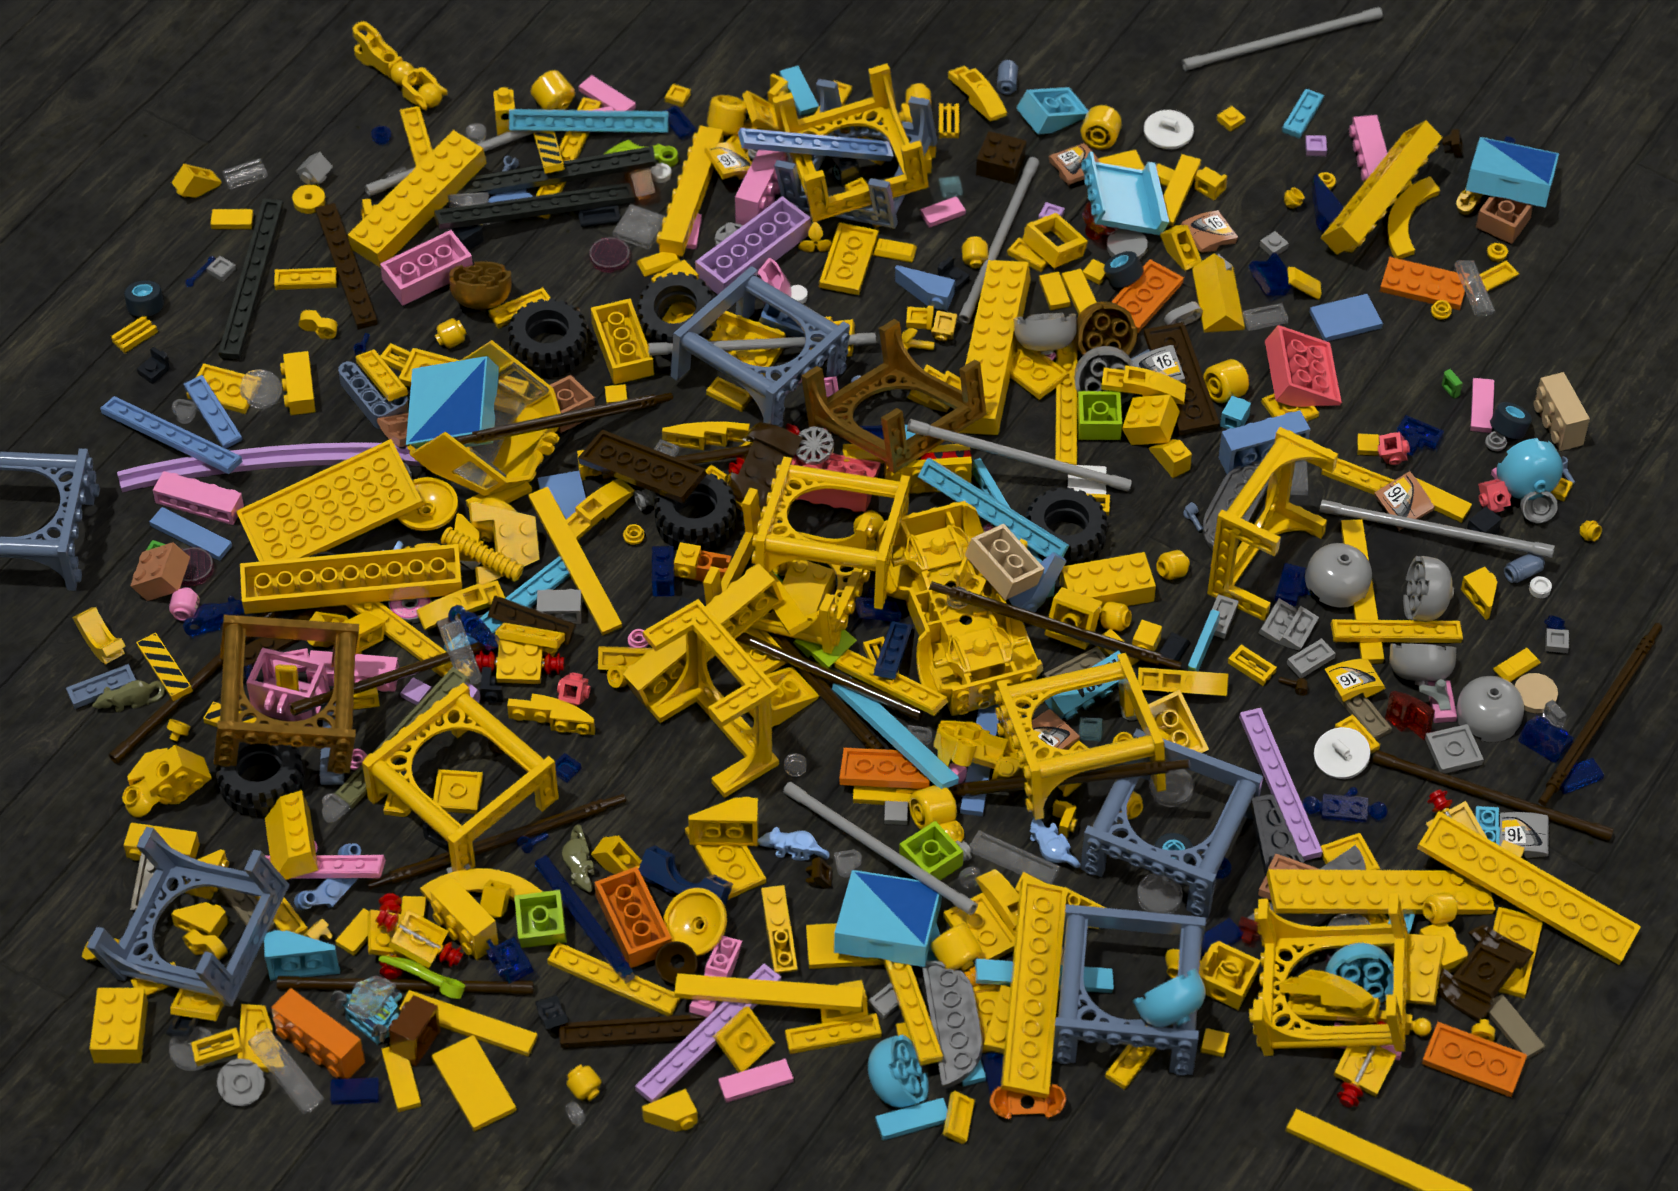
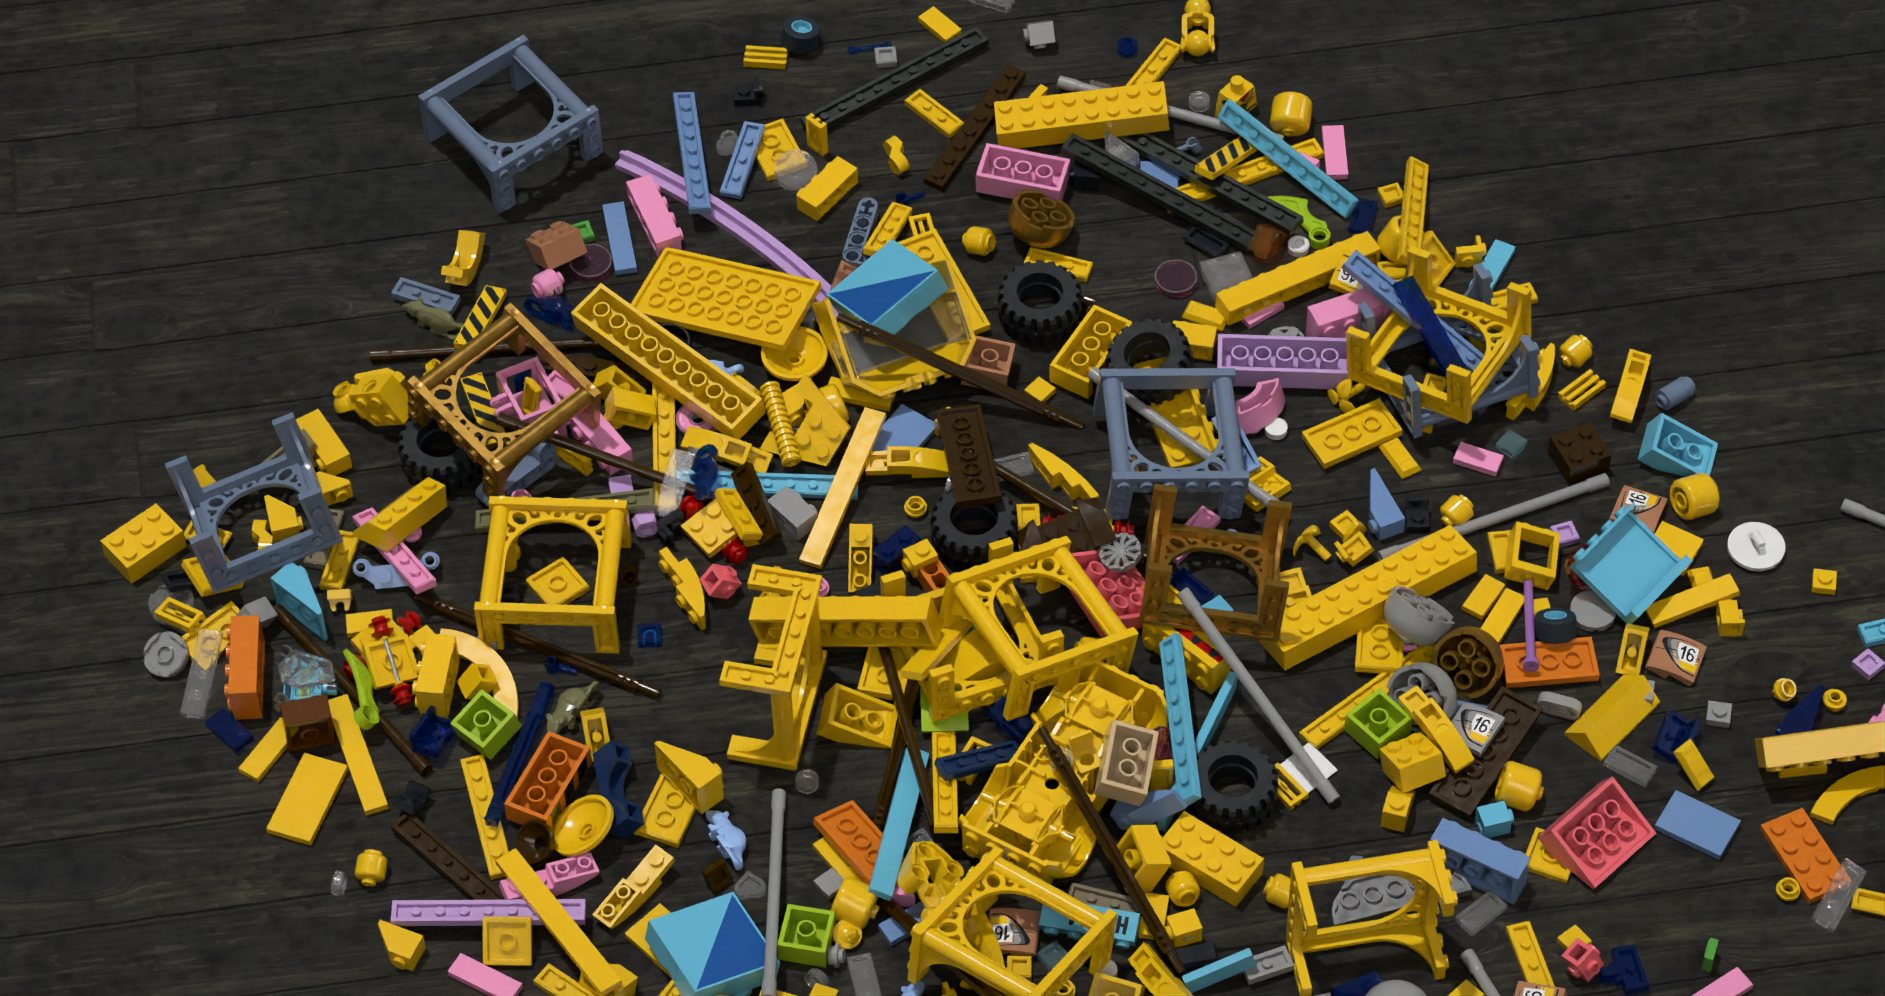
camera: 50 degrees right, 0 degrees up
(248, 341) = (816, 134): none -> yellow tile
(272, 992) = (262, 608): none -> light grey brick
(313, 193) = (1016, 47): yellow piece -> none
(333, 807) = (464, 520): clear tile -> none
(641, 594) = (860, 556): none -> yellow slope
(718, 89) = (1413, 207): none -> yellow tile
(843, 148) = (1427, 324): none -> clear blue tile
(1140, 302) = (1530, 663): none -> medium lavender bar

